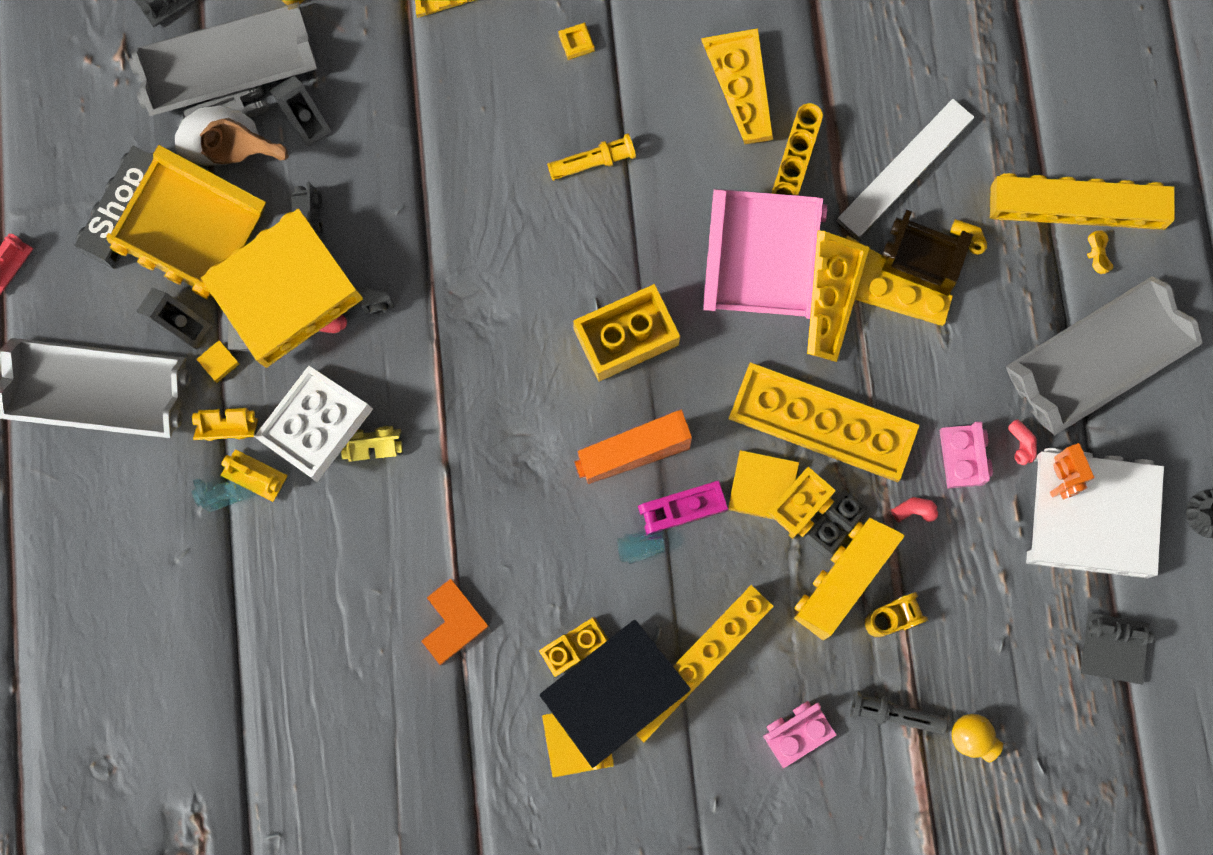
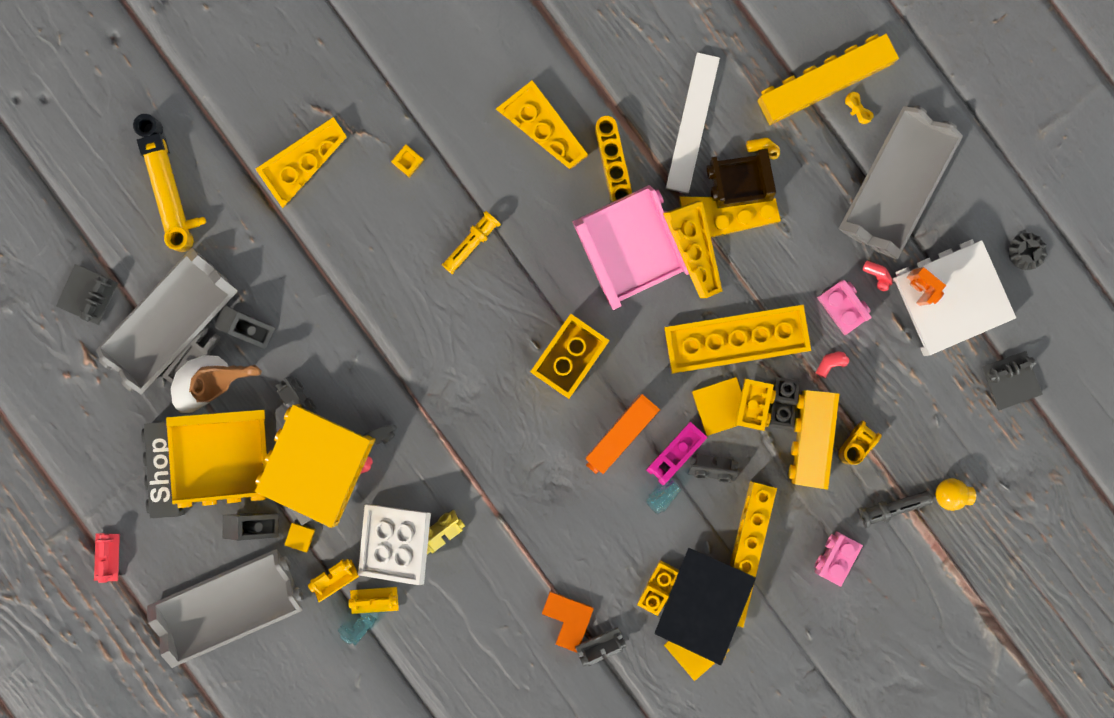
camera: 35 degrees left, 10 degrees up
(470, 672) = (608, 642): none -> dark grey hinge
(724, 558) = (723, 471): none -> dark grey hinge

